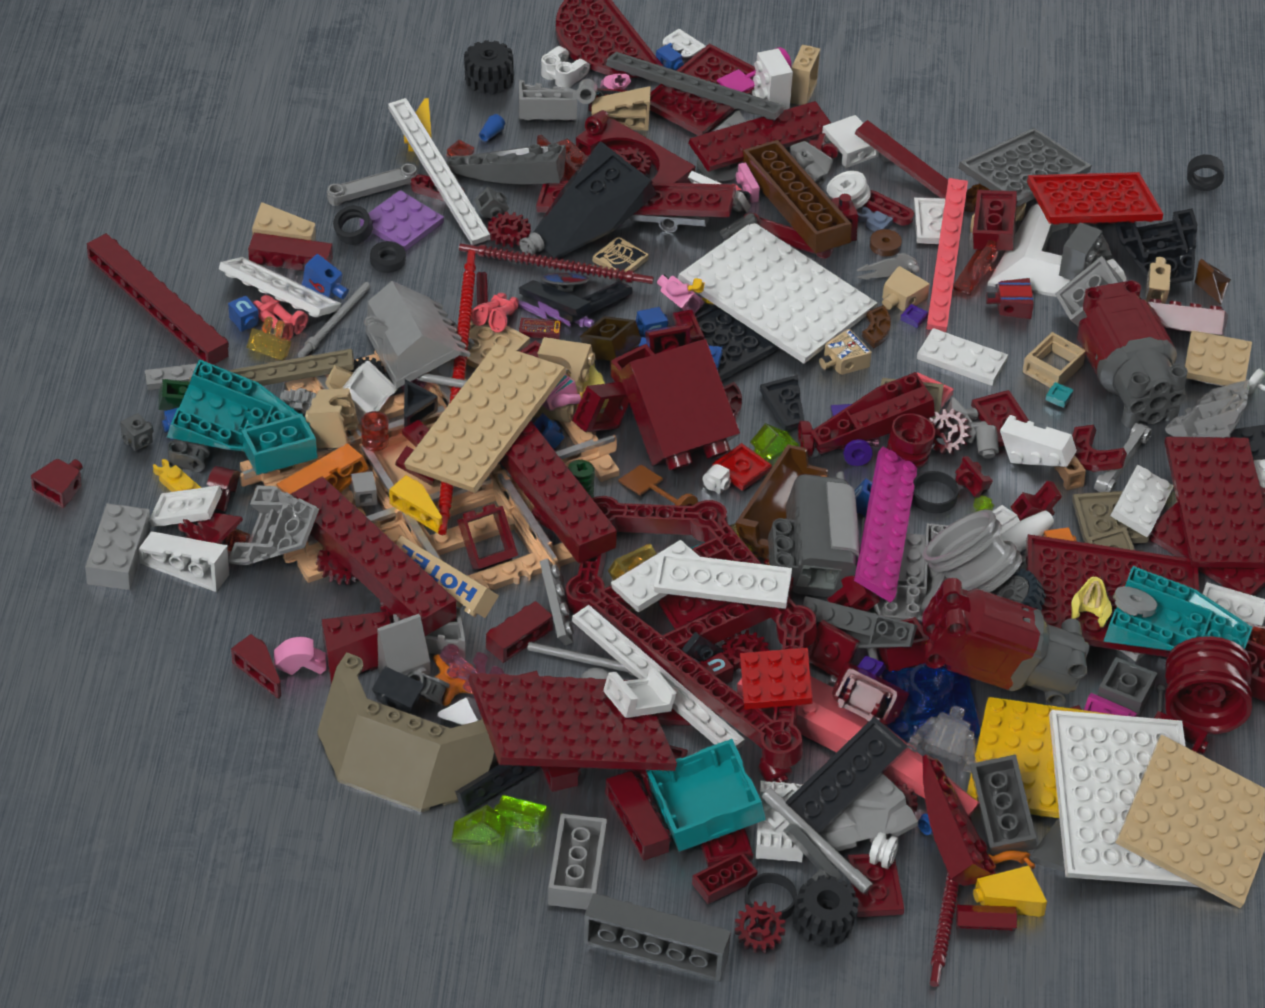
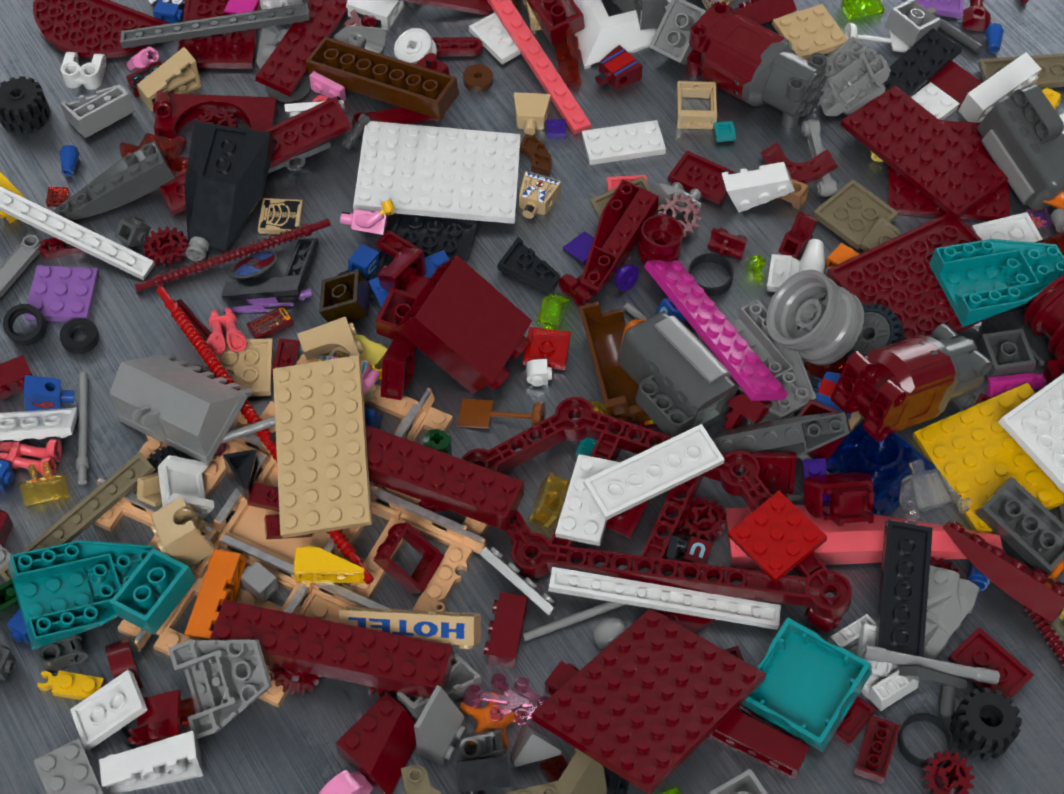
camera: 35 degrees left, 10 degrees up
(298, 399) = (129, 530): light grey gear -> none
(375, 431) = (227, 520): clear red wheel -> none
(586, 91) = (130, 81): light grey brick -> none
(640, 696) = (675, 626): white panel -> none
(876, 220) = (456, 62): sand blue plate -> none
(883, 850) = (981, 634): white wheel -> none
(887, 266) = (503, 96): light grey piece -> none
(987, 441) = (713, 205): light grey brick -> none
(1093, 599) = (928, 296): light yellow animal -> none
(1134, 601) = (965, 278): light grey tile -> none
(1142, 500) = (868, 185): white plate -> none

